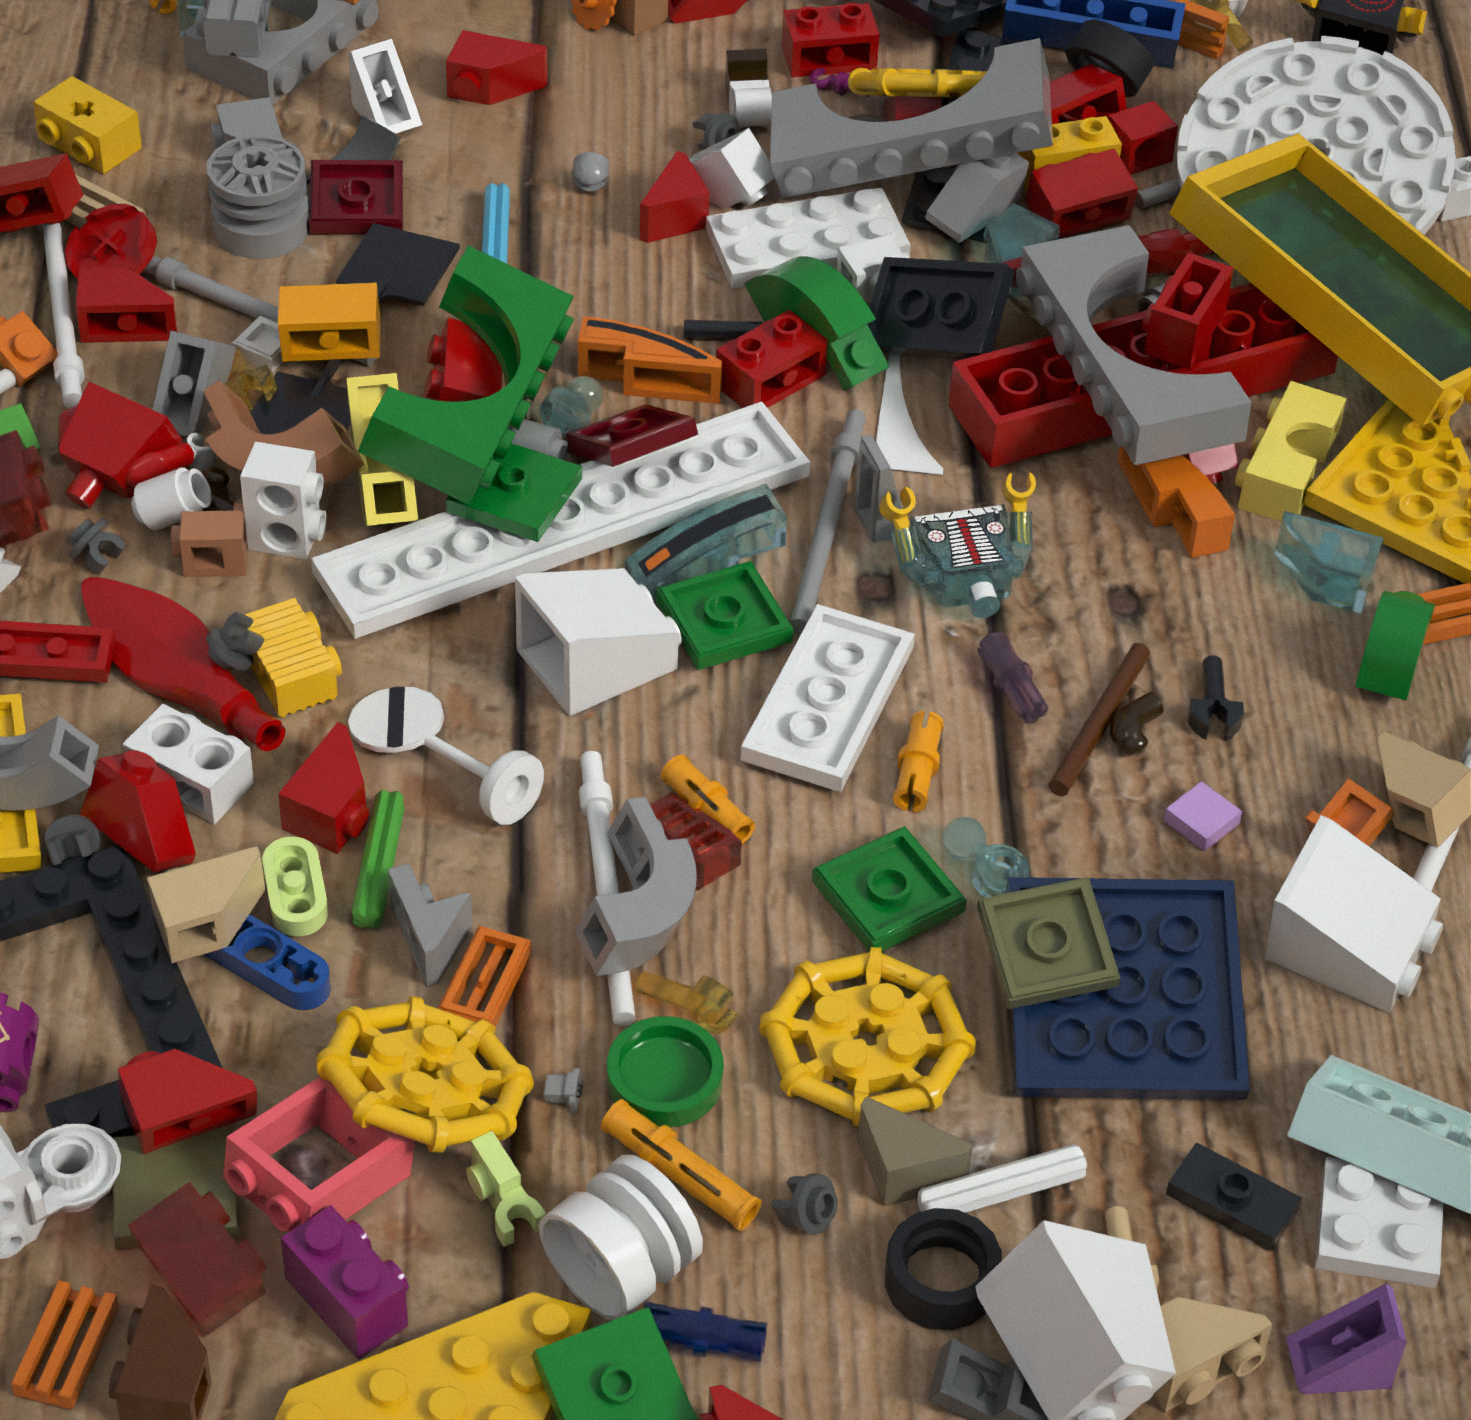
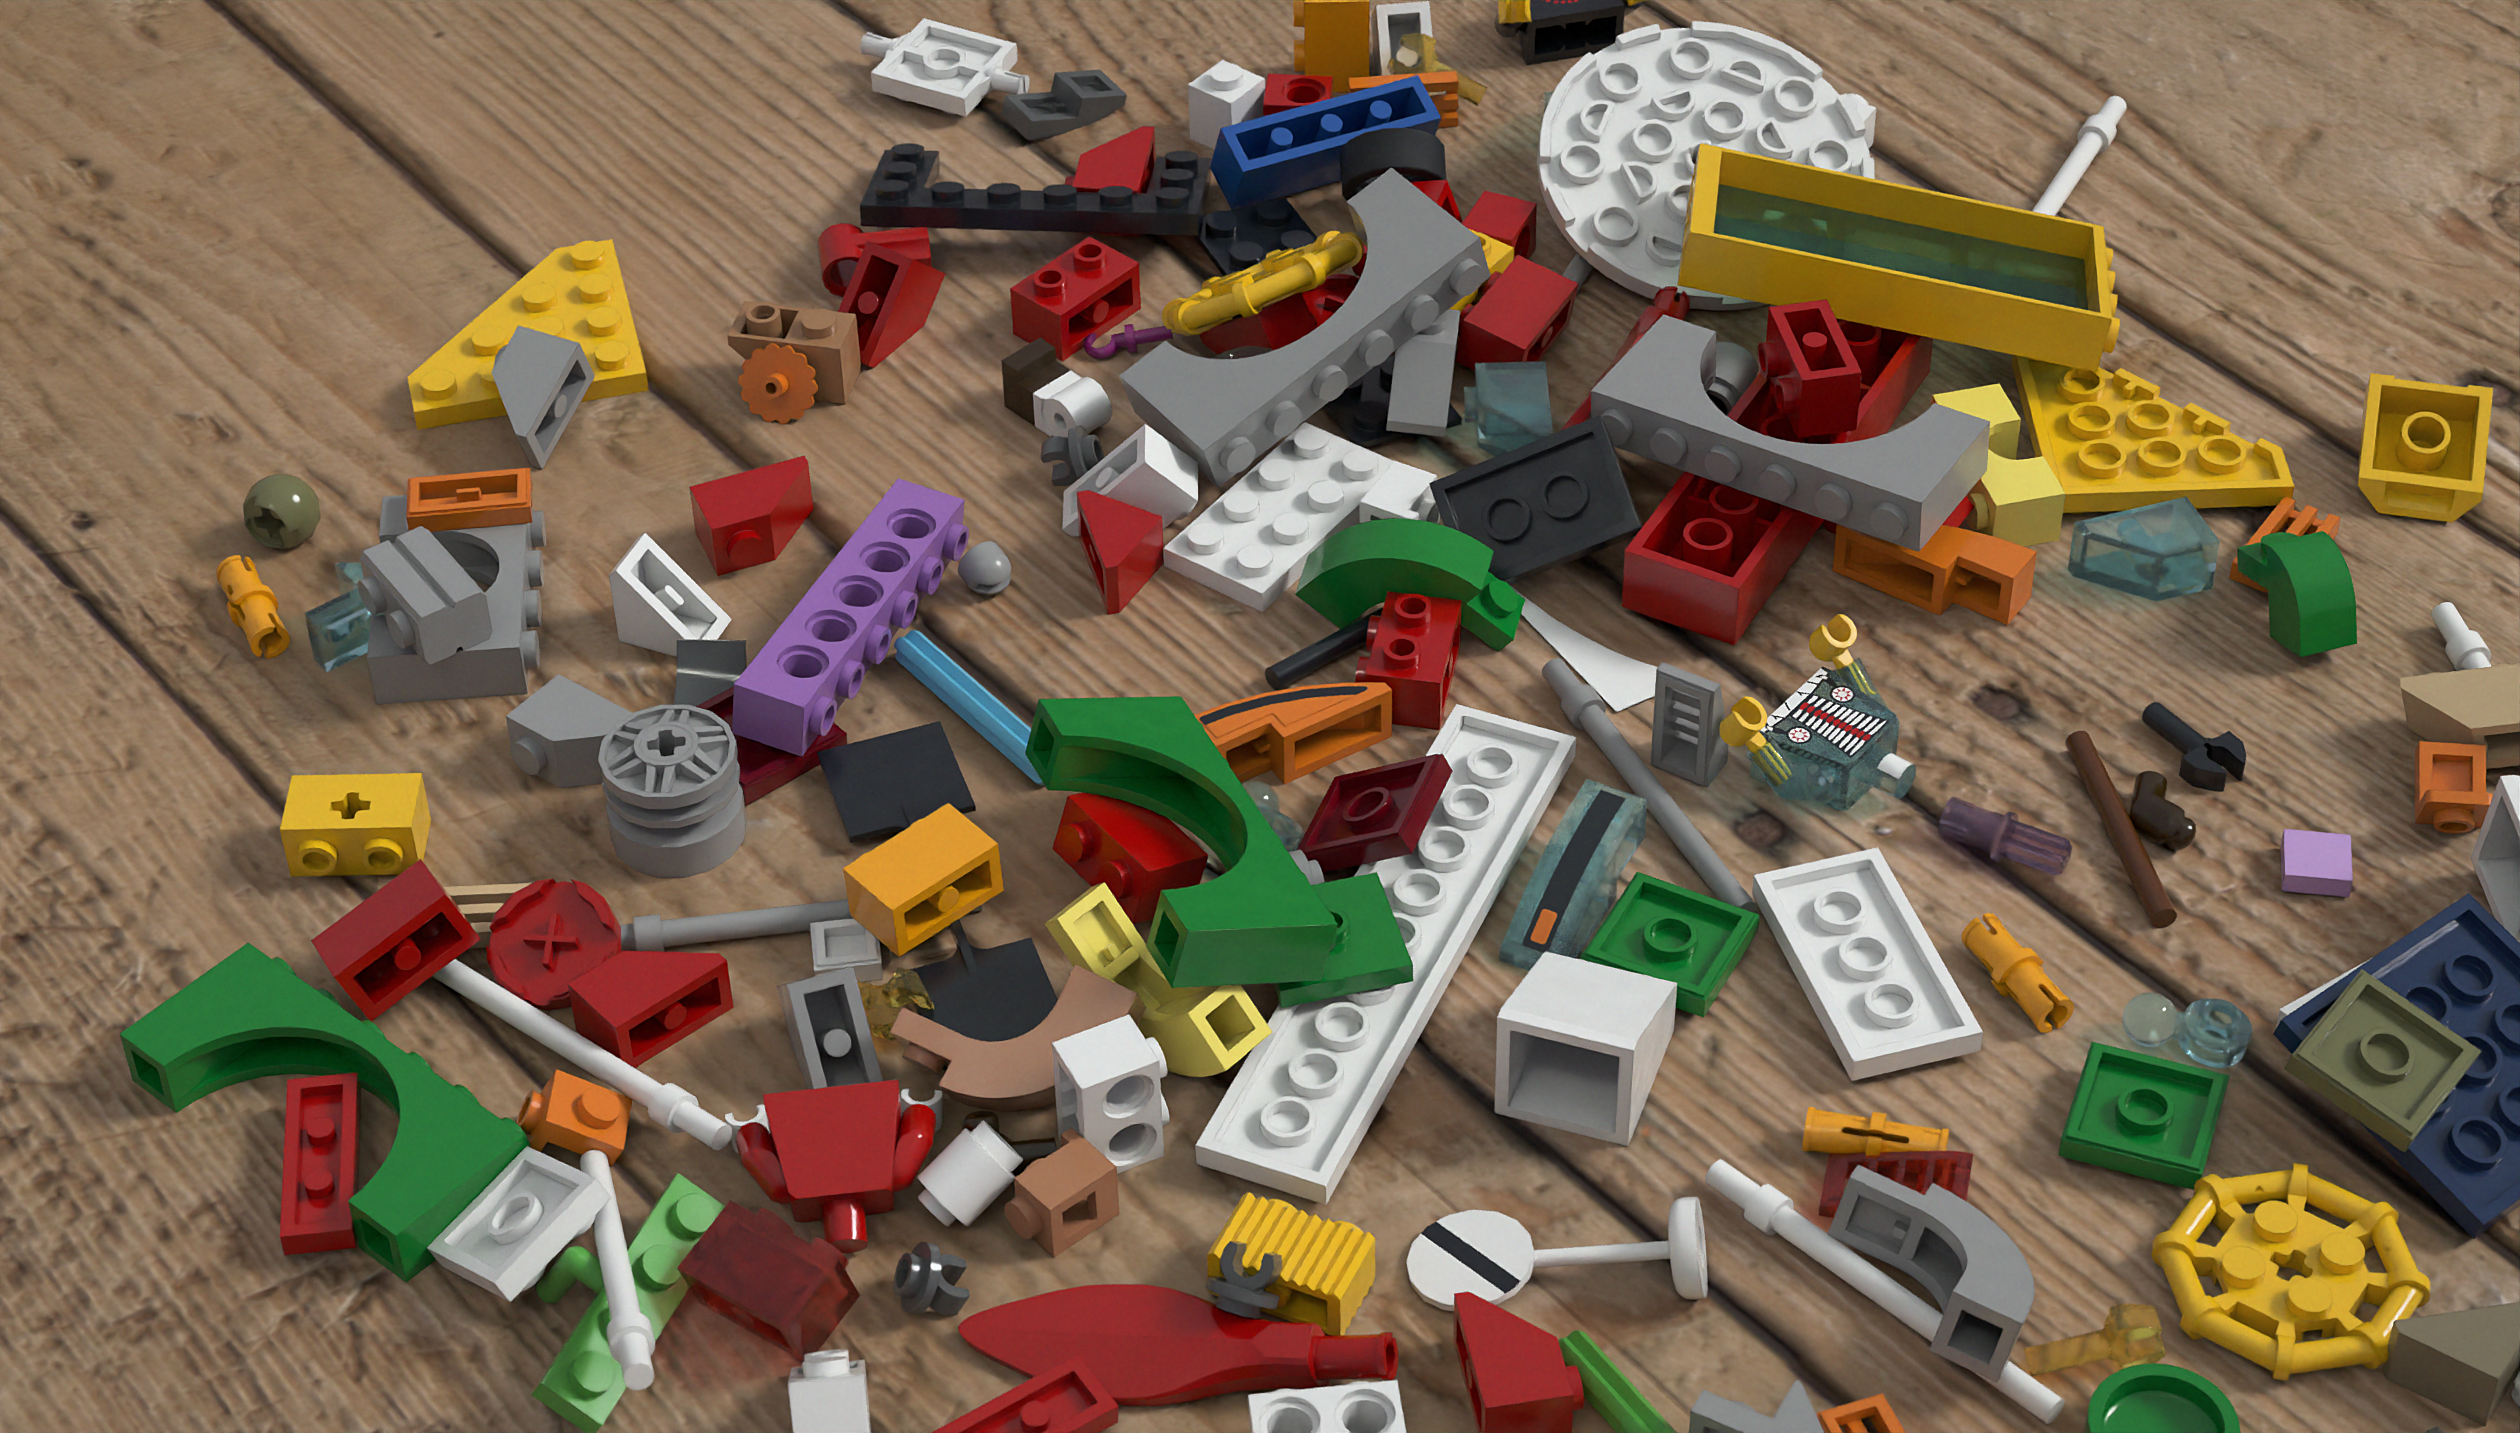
camera: 35 degrees left, 5 degrees down
(468, 152) = (849, 618): none -> medium lavender brick

